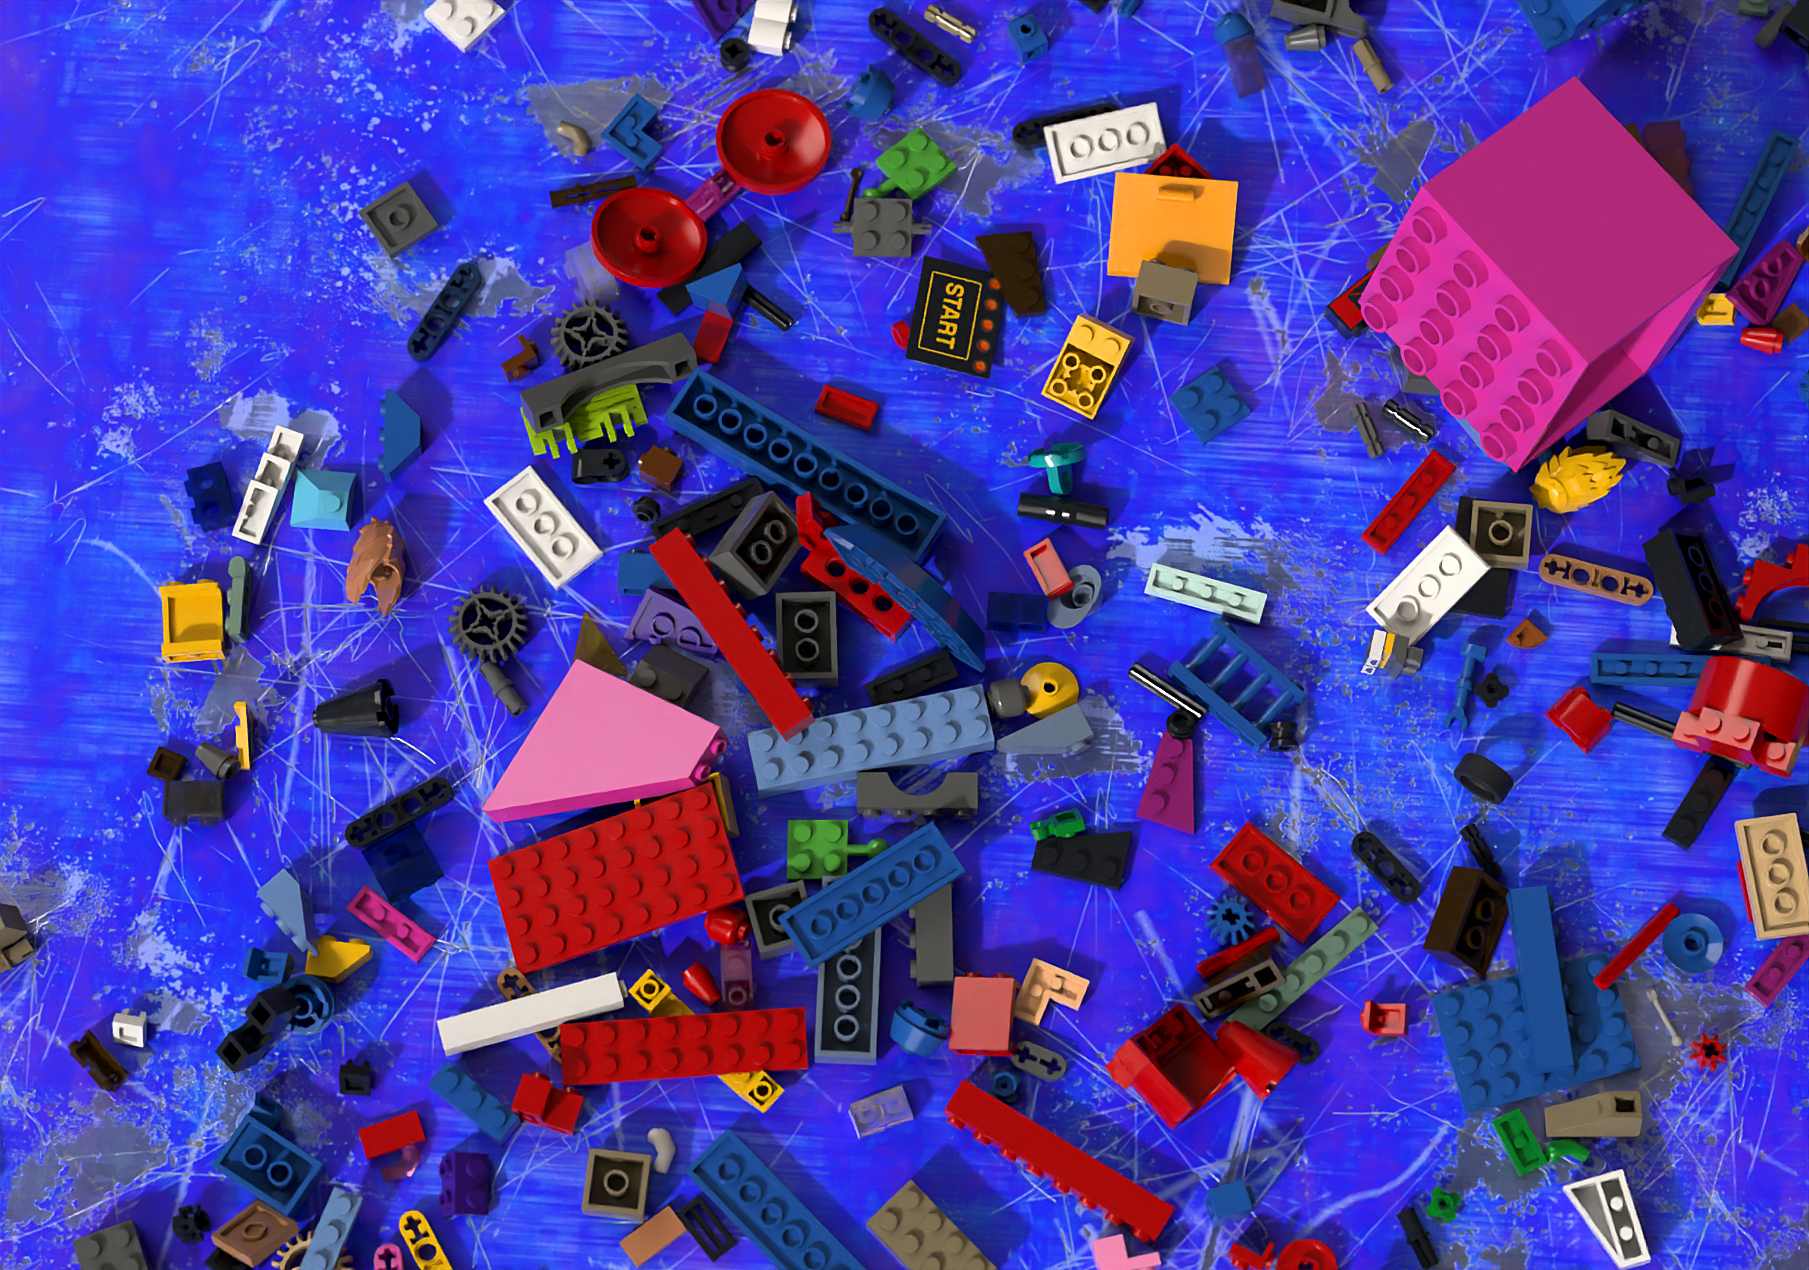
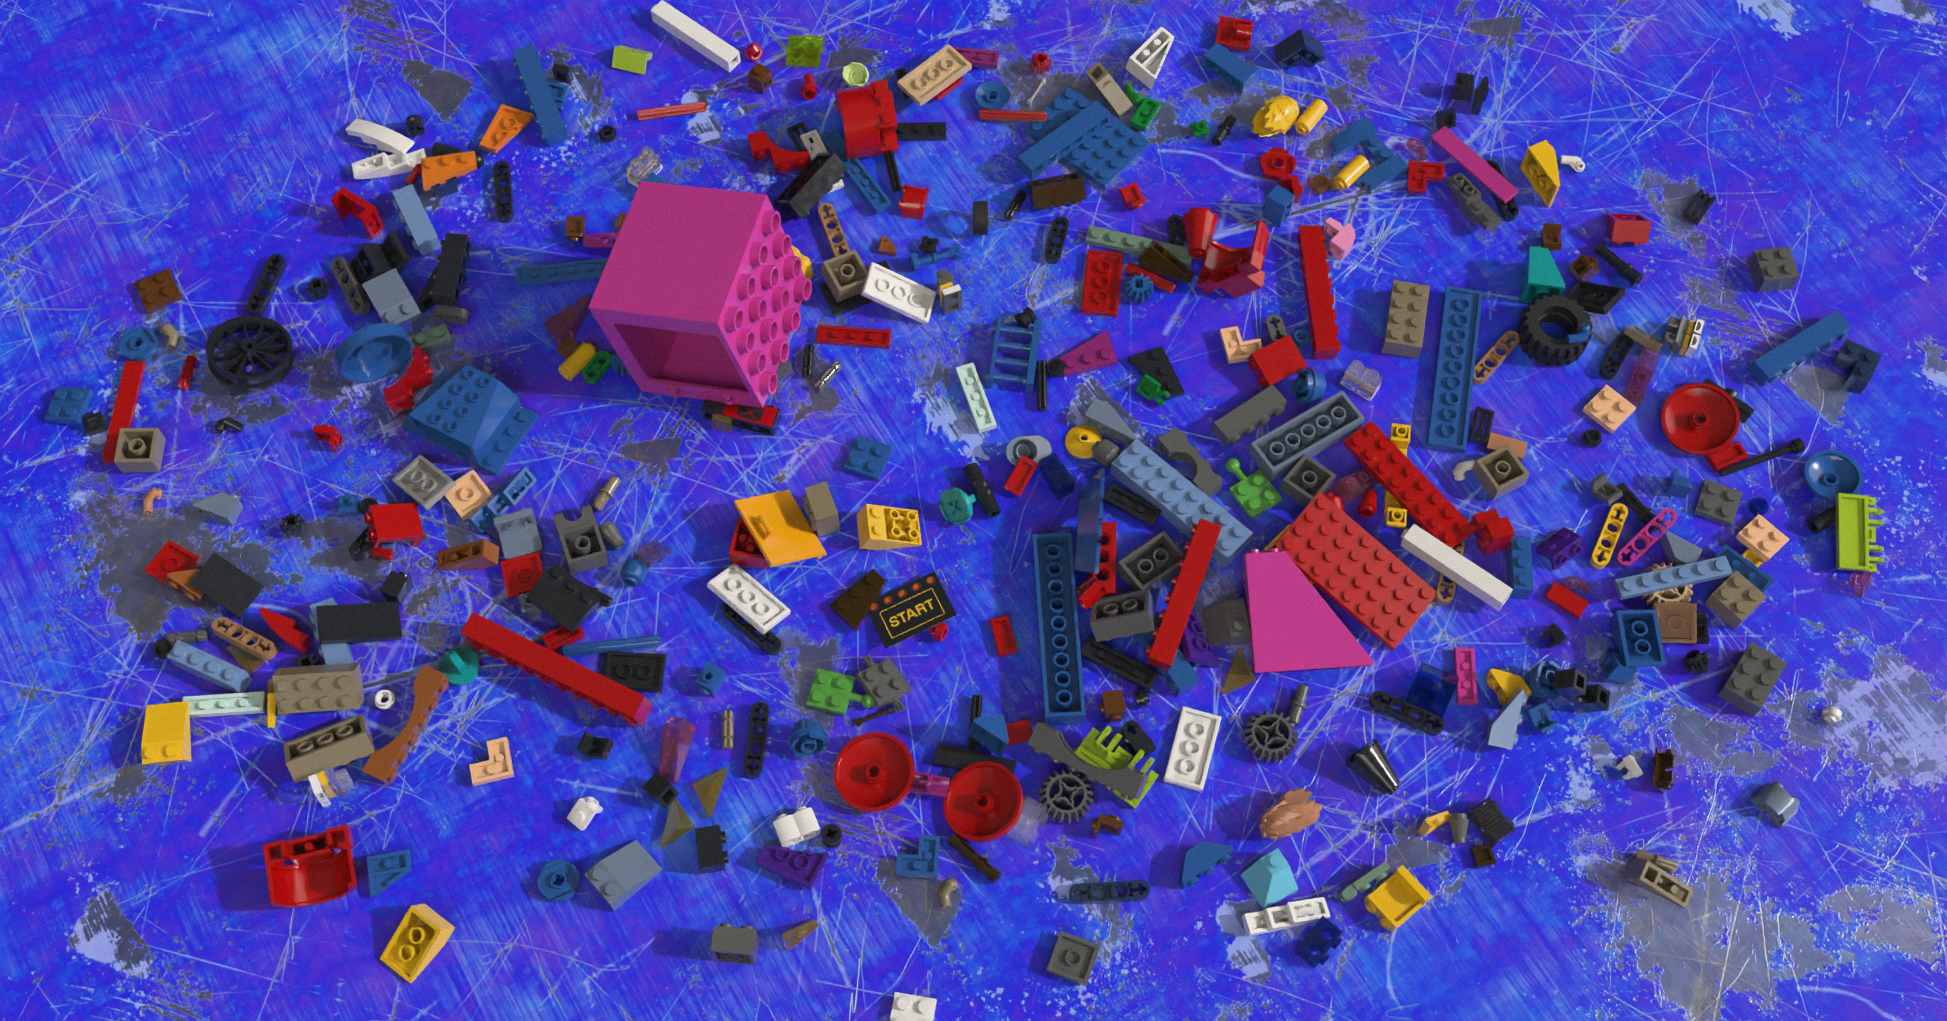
camera: 125 degrees left, 10 degrees down
(871, 895) = (1266, 438): blue plate -> none

